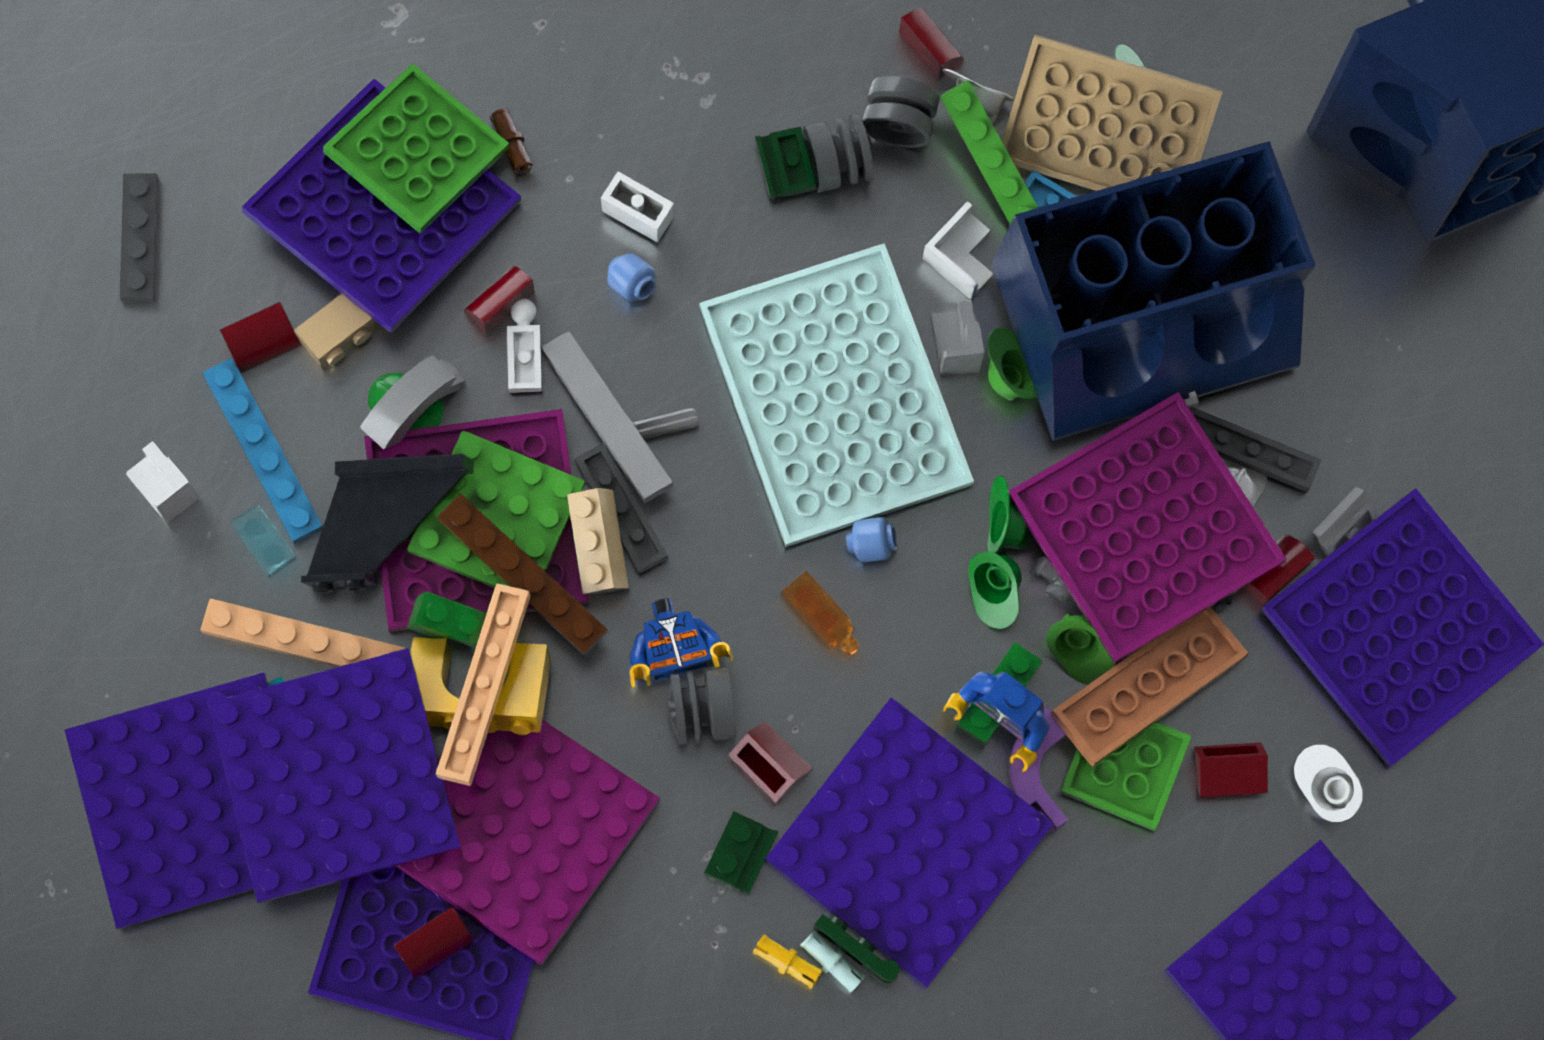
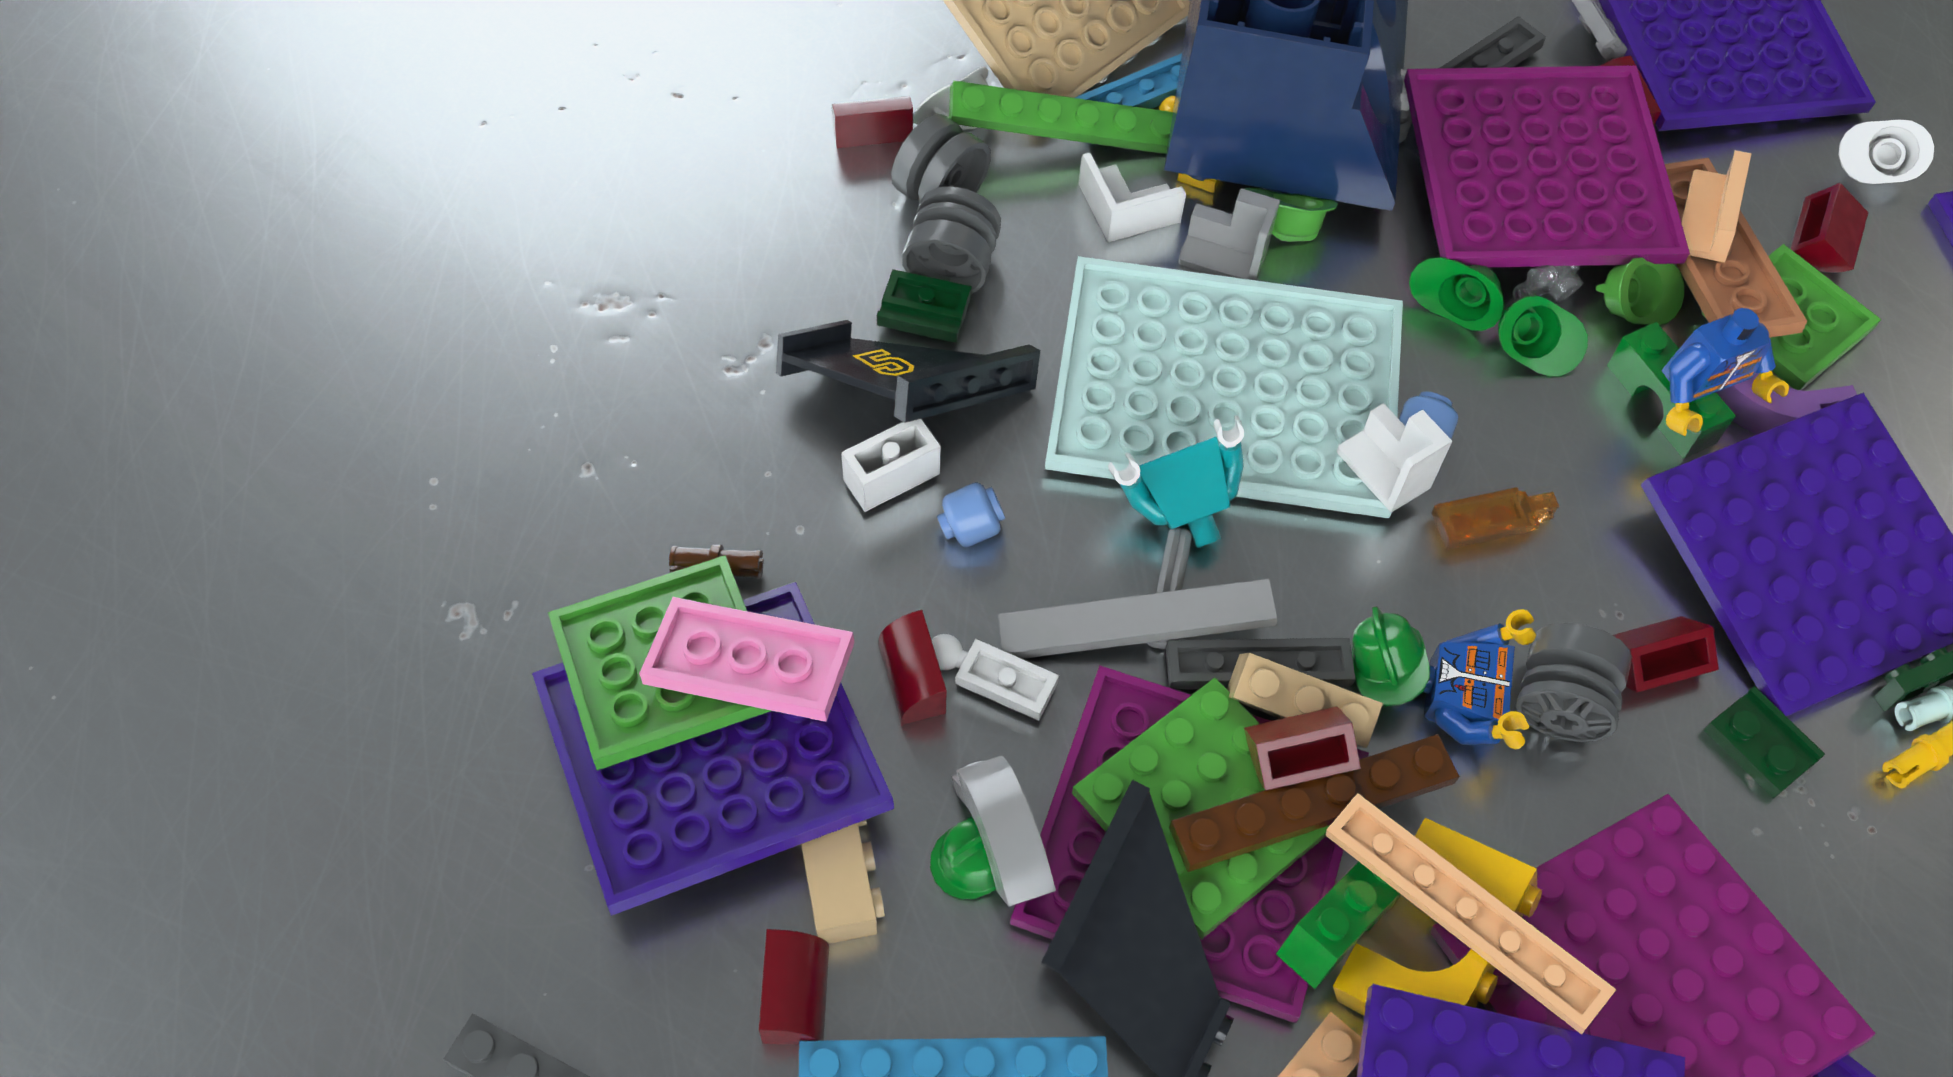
camera: 60 degrees left, 15 degrees down
(432, 195) = (748, 658): none -> bright pink plate
(550, 548) = (1302, 748): none -> dark red brick
(664, 585) = (1389, 659): none -> green piece
(709, 181) = (916, 377): none -> black piece
(719, 397) = (1187, 483): none -> teal torso
(815, 522) = (1396, 458): none -> white panel
(1178, 668) = (1714, 209): none -> light nougat panel

